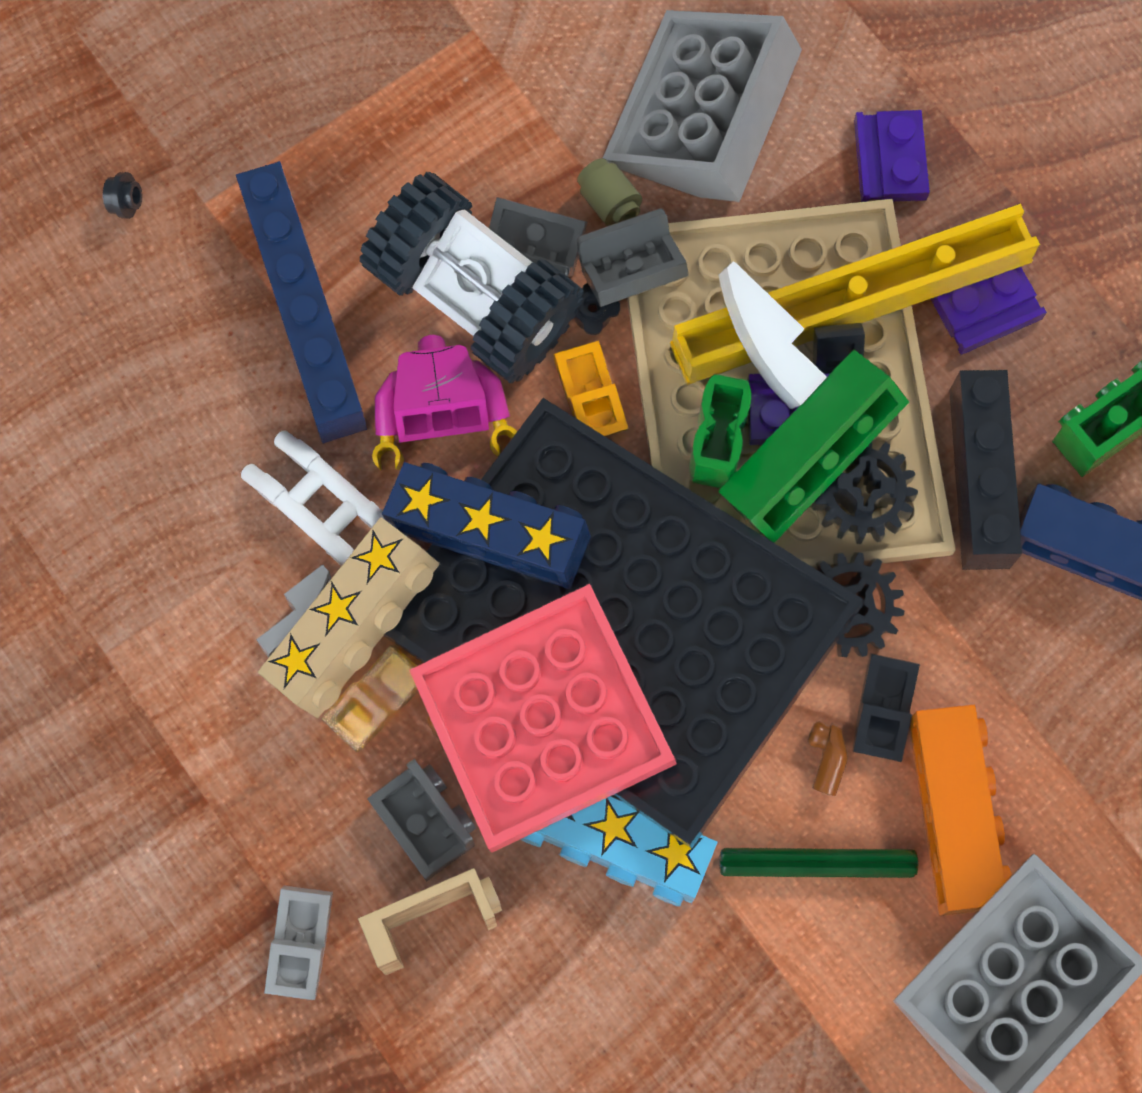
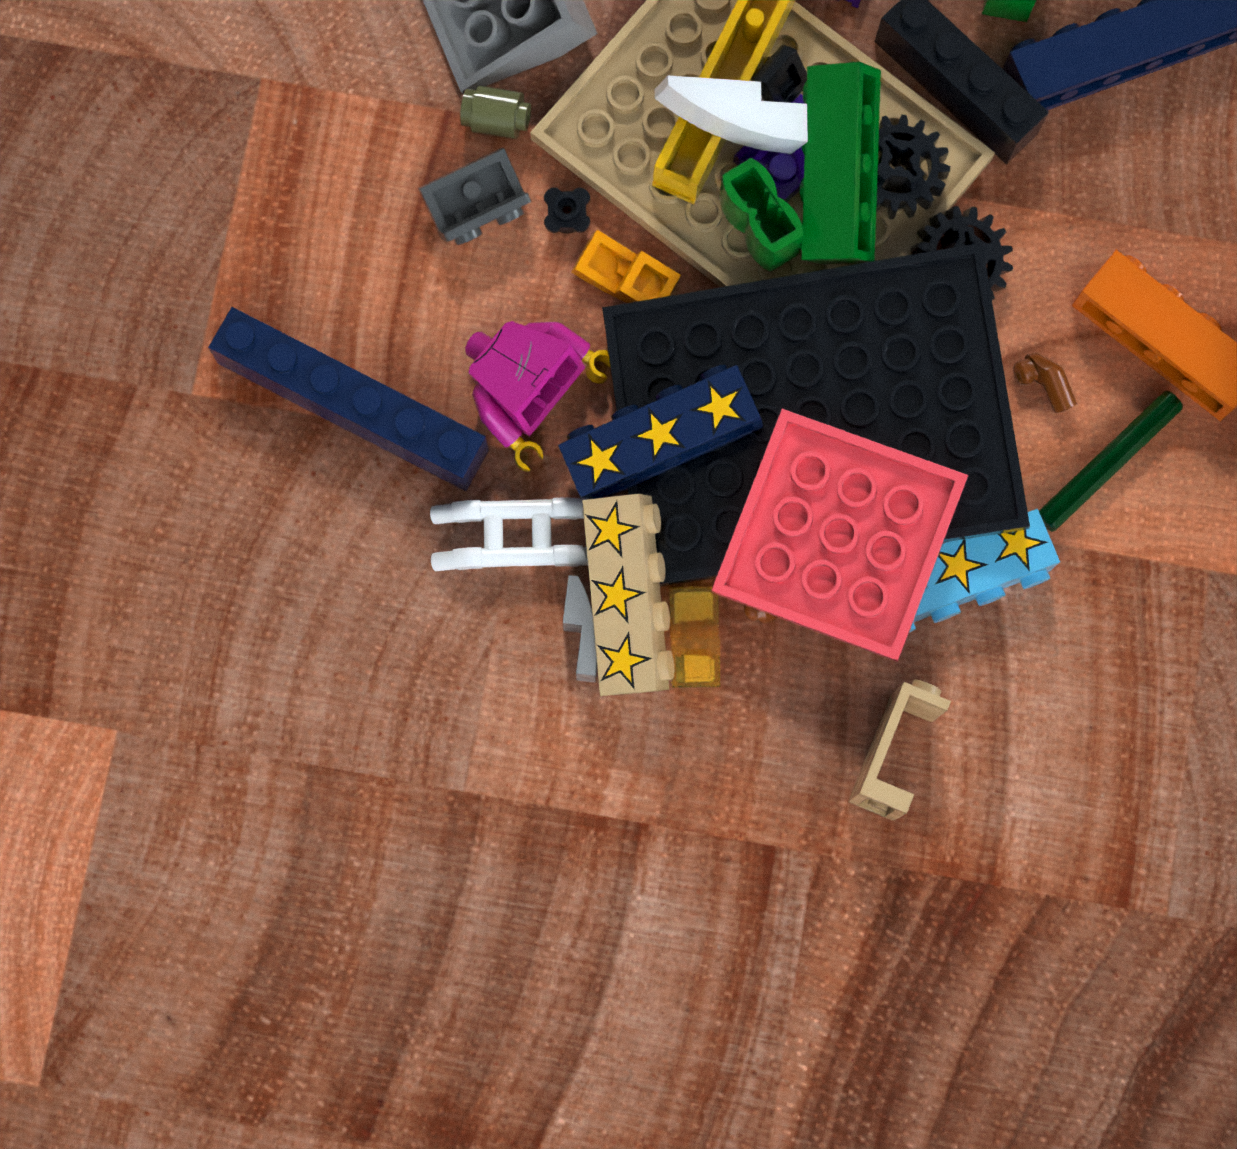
camera: 45 degrees left, 5 degrees up
(122, 195) = (127, 443): black plate -> none
(298, 943) = (813, 856): light grey slope -> none
(423, 820) = (817, 687): dark grey bracket -> none
(471, 275) = (463, 263): black plate -> none
(630, 257) = (568, 145): dark grey bracket -> none
(885, 707) = (1049, 311): black slope -> none

